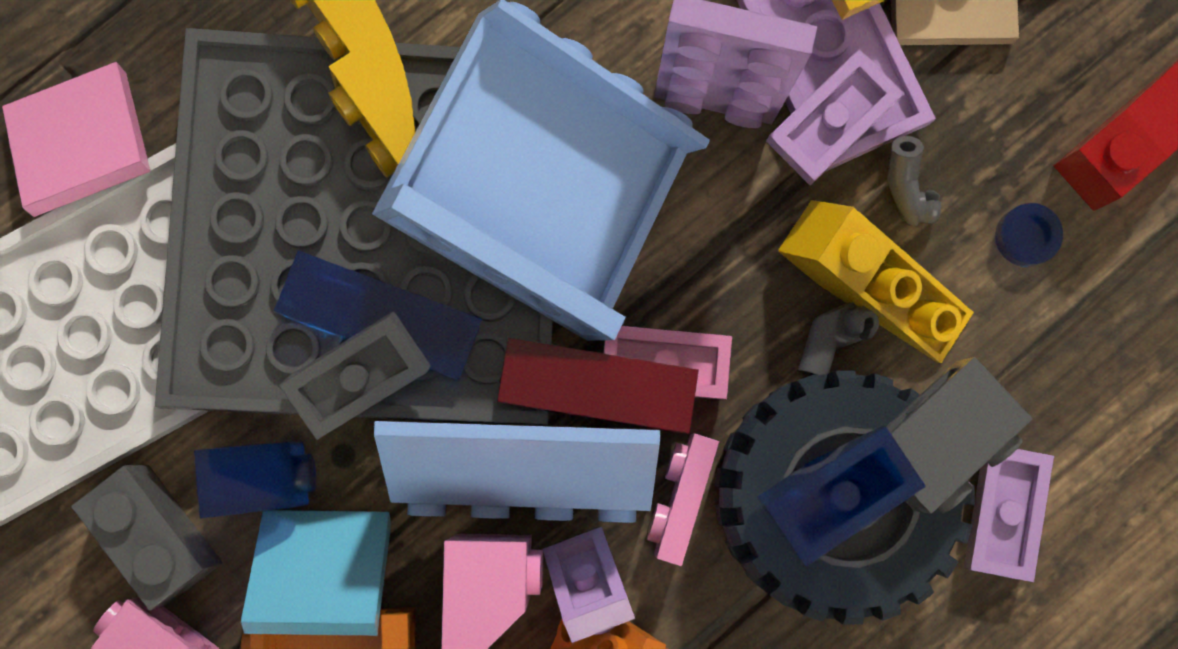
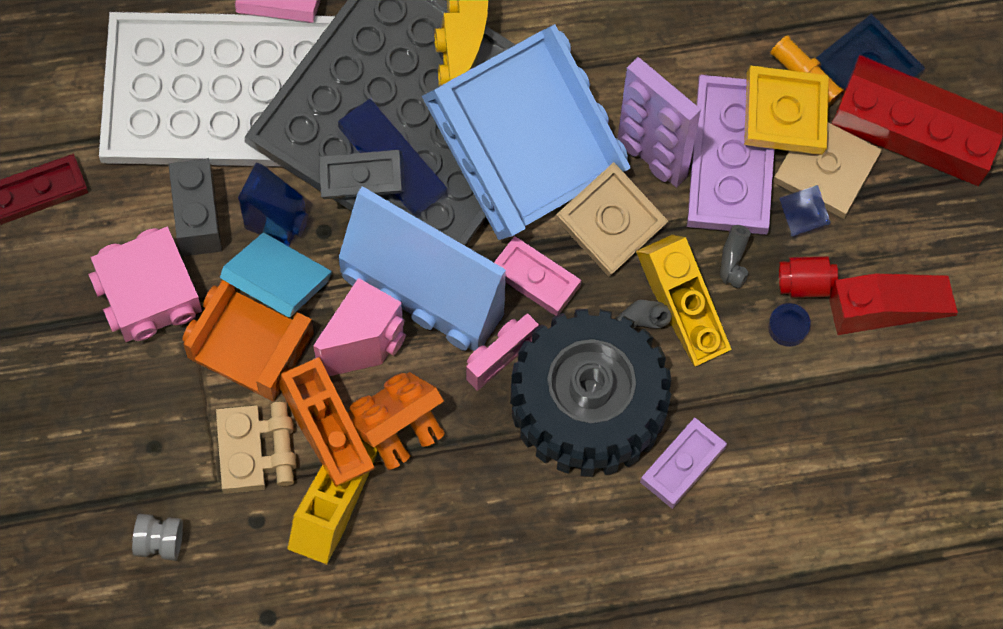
camera: 30 degrees right, 15 degrees down
(587, 585) = (419, 359): lavender plate -> none
(598, 386) = (522, 281): dark red tile -> none
(718, 223) = (611, 219): none -> tan plate
(834, 117) = (707, 192): lavender plate -> none
(840, 493) = (581, 357): clear blue slope -> none
(955, 431) = (659, 369): dark grey brick -> none
(965, 64) = (805, 211): none -> clear blue tile
(1021, 156) = (807, 276): none -> red brick

